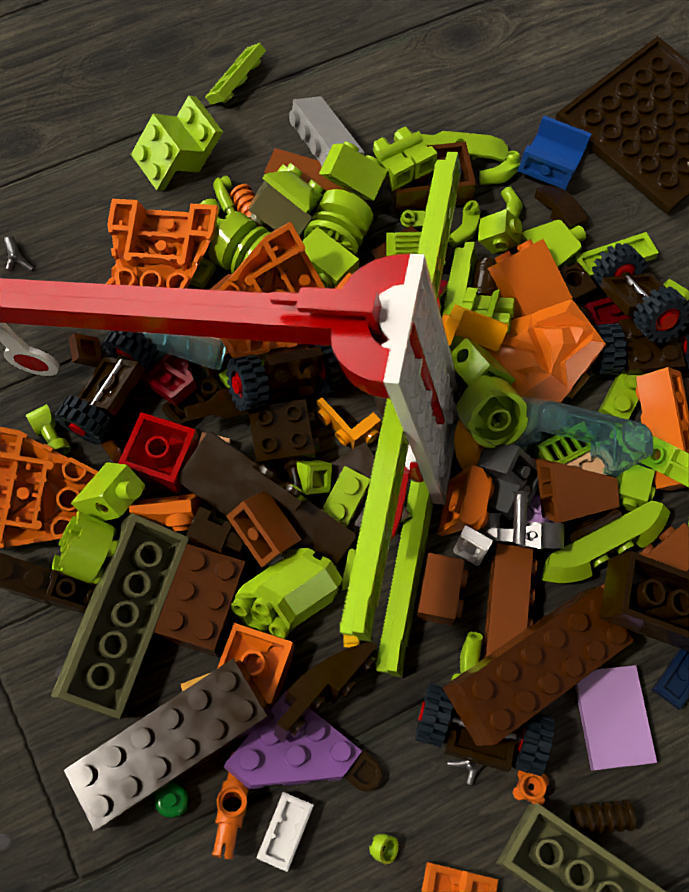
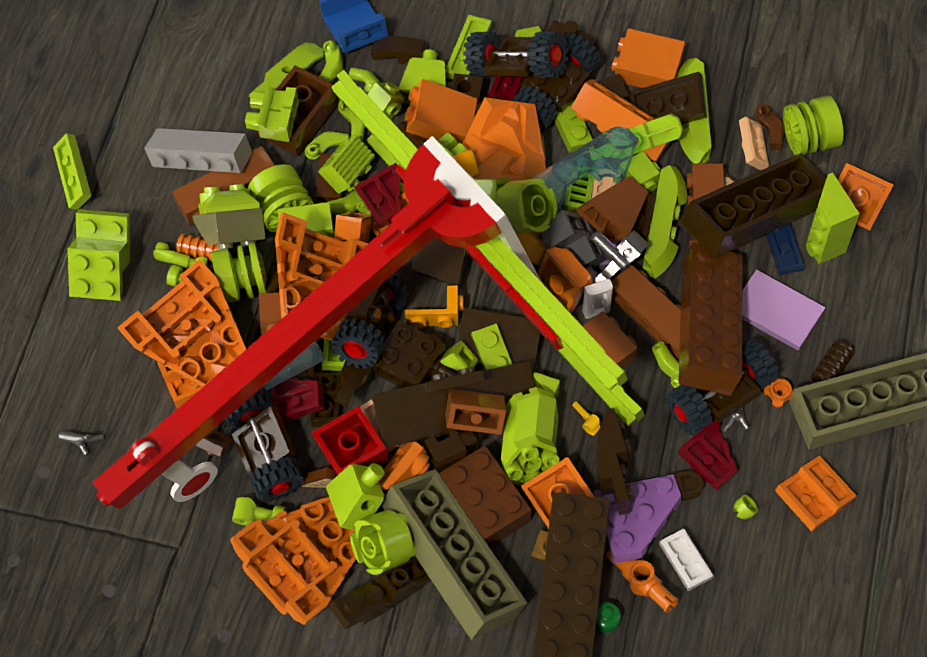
camera: 45 degrees left, 5 degrees down
(353, 170) = (256, 151): lime brick -> none
(408, 772) = (710, 456): none -> dark red wing

